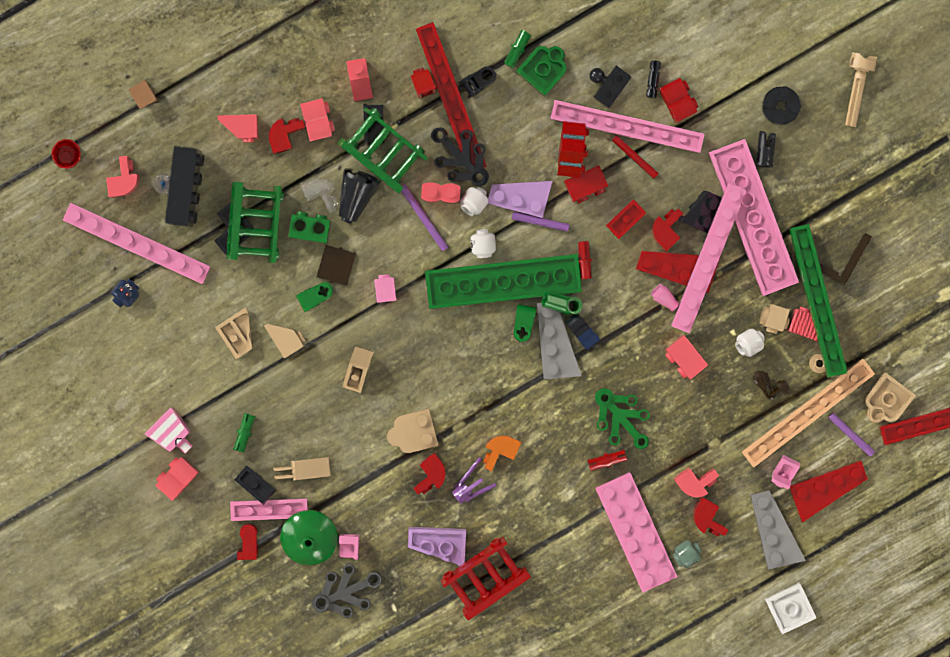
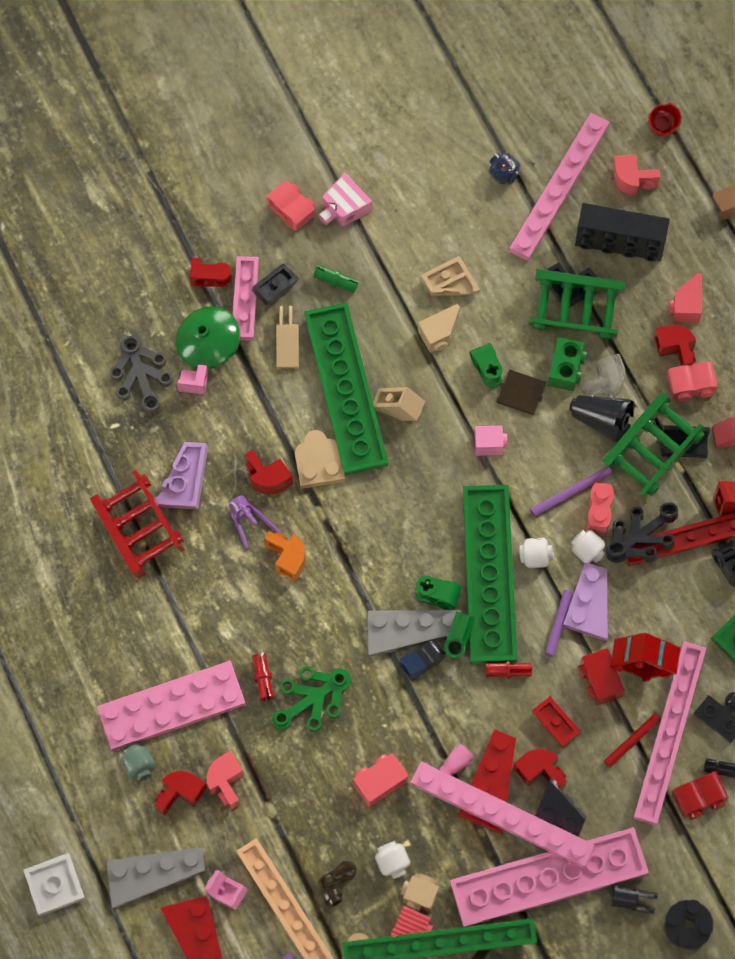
camera: 90 degrees right, 20 degrees down
(346, 415) = (346, 389): none -> green plate

